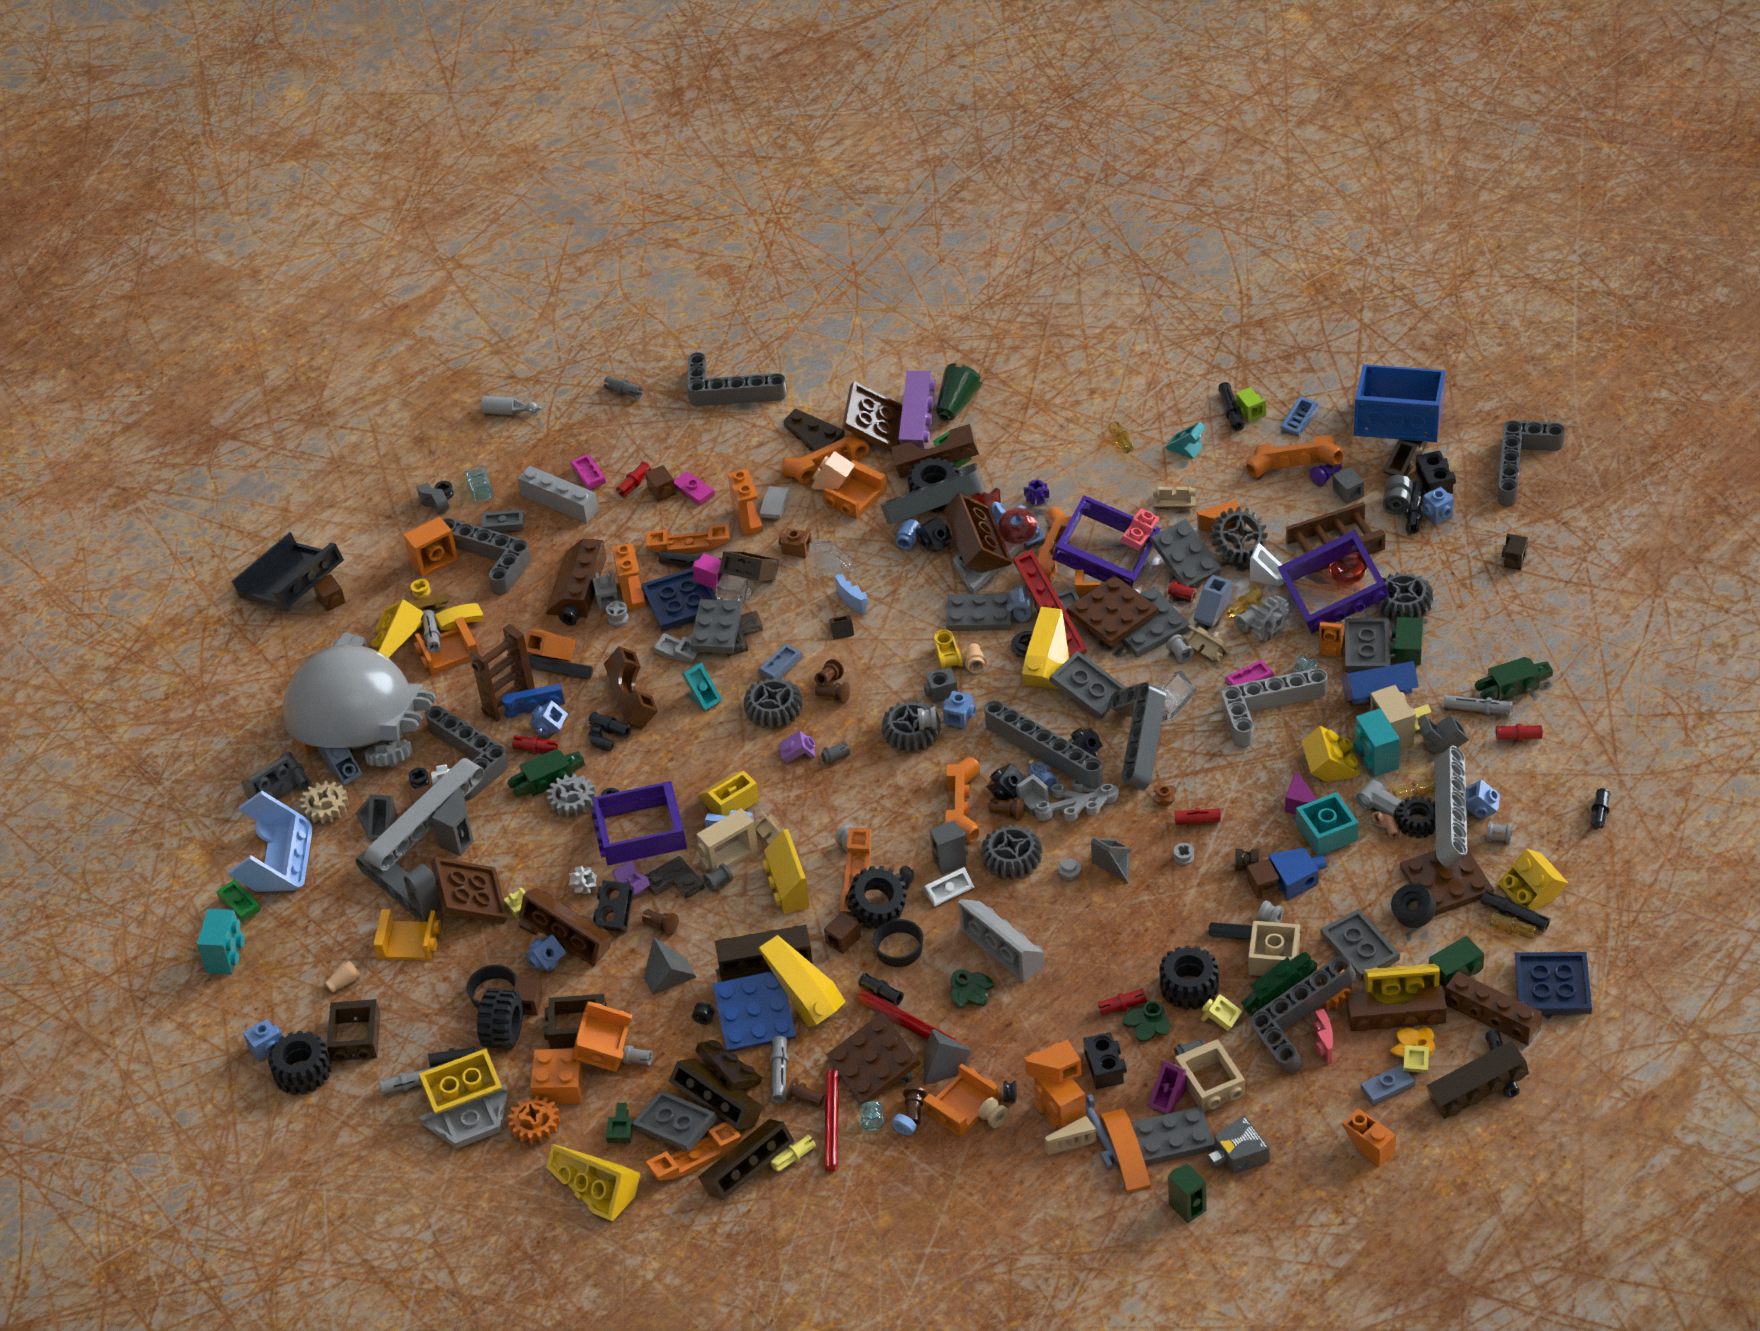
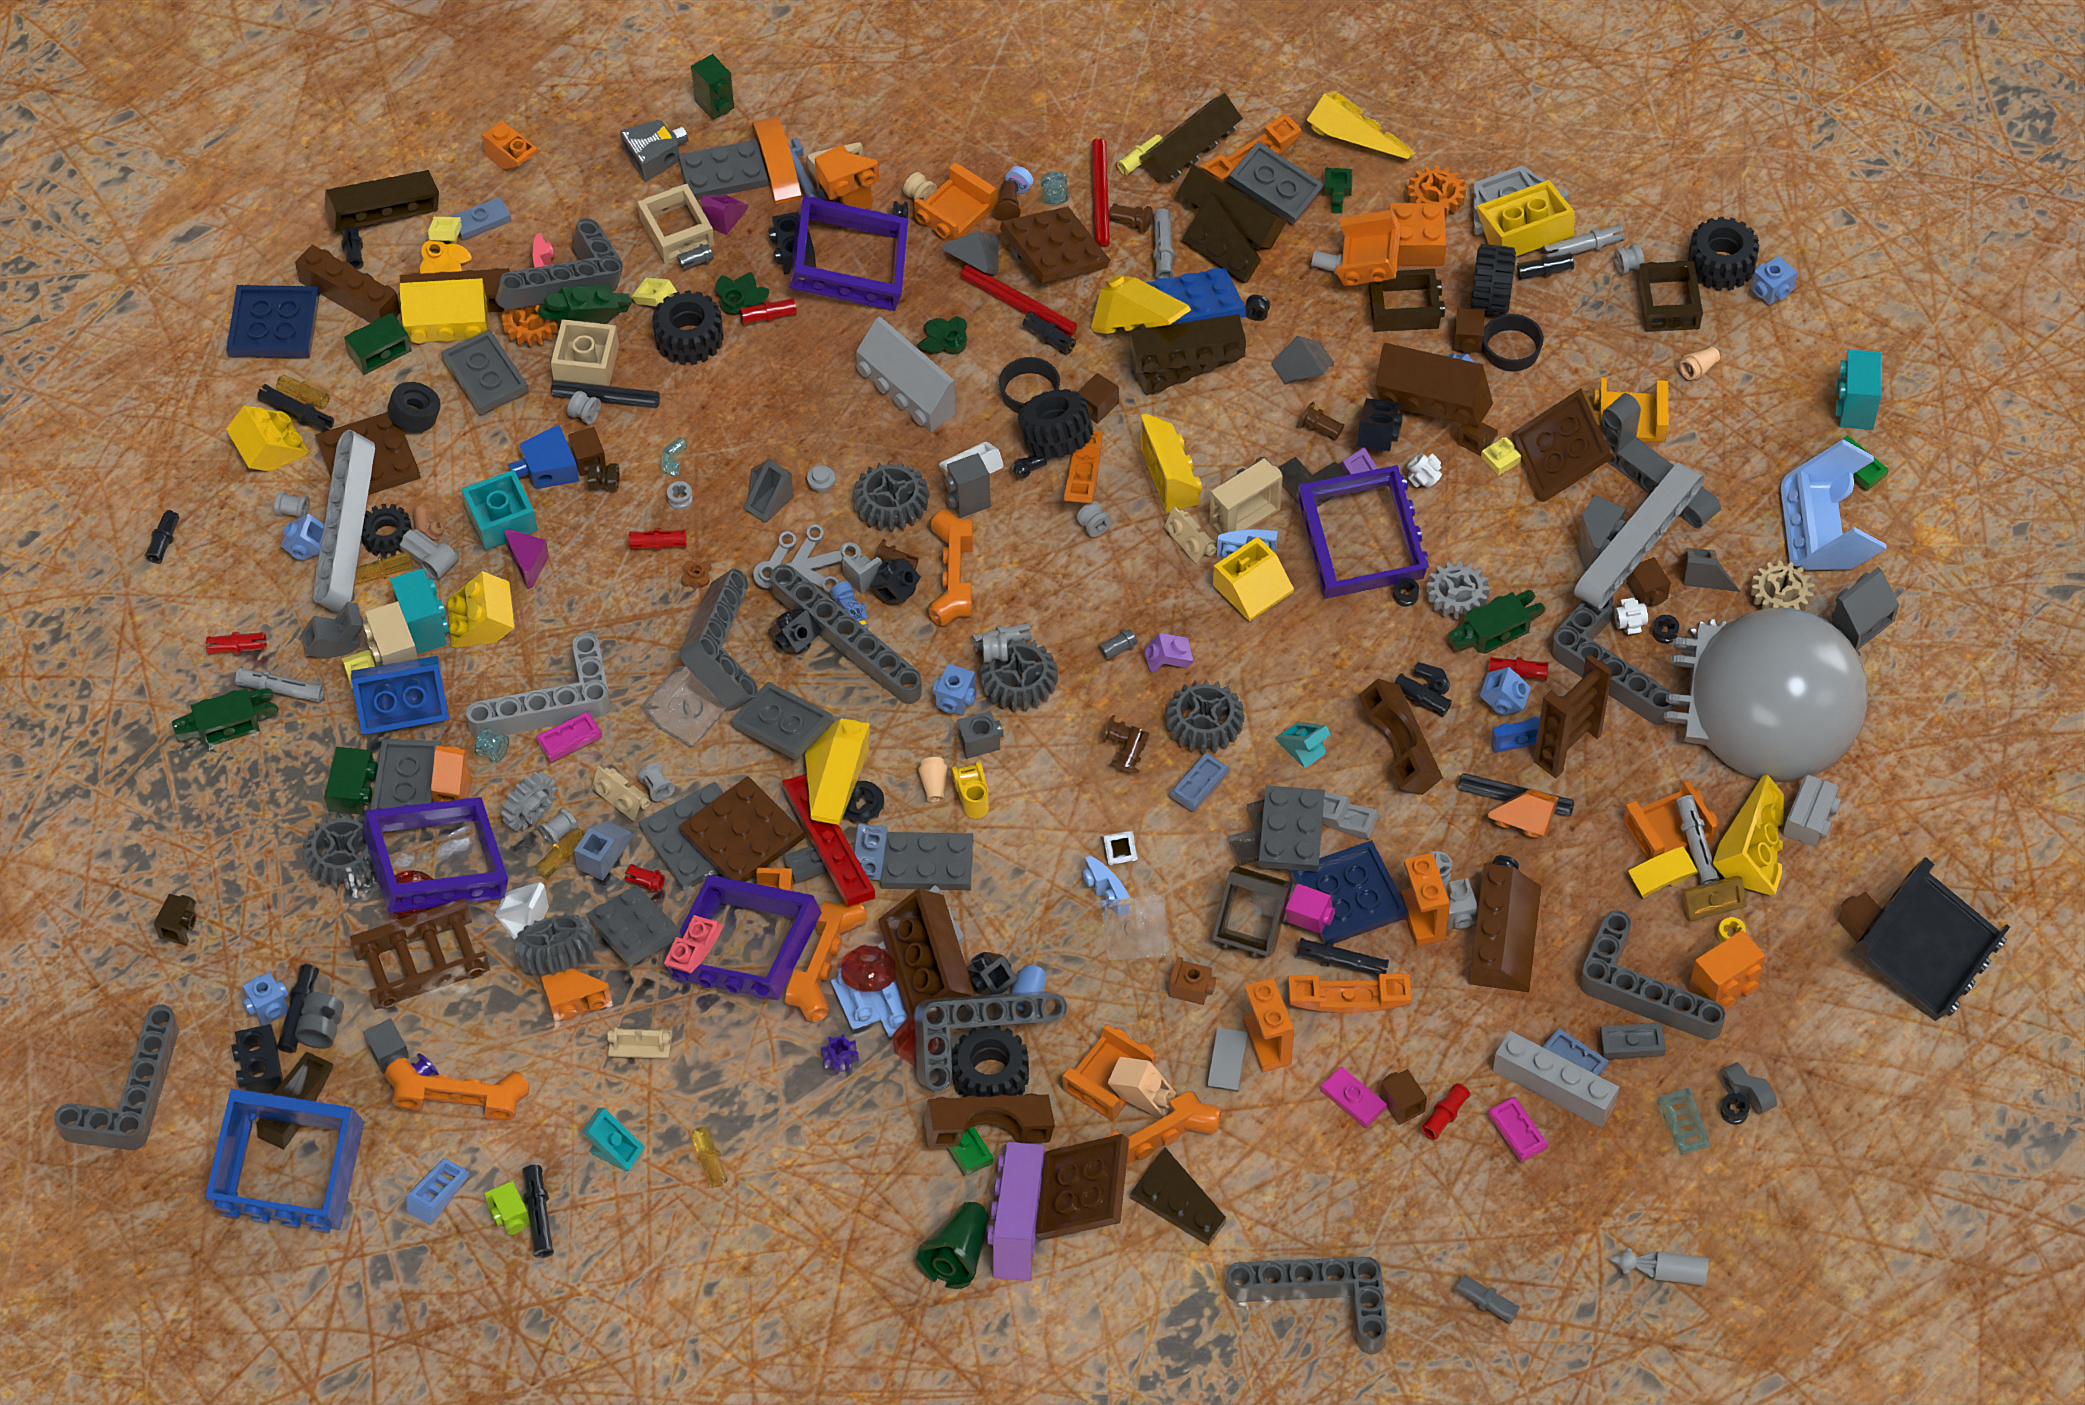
camera: 175 degrees right, 10 degrees up
(380, 1061) = (1628, 258): none -> light grey wheel
(543, 511) = (1576, 1052): none -> sand blue plate
(924, 754) = (1011, 632): none -> light grey pin
(1052, 1006) = (842, 285): none -> dark purple window
(1194, 878) = (669, 455): none -> clear light blue arm

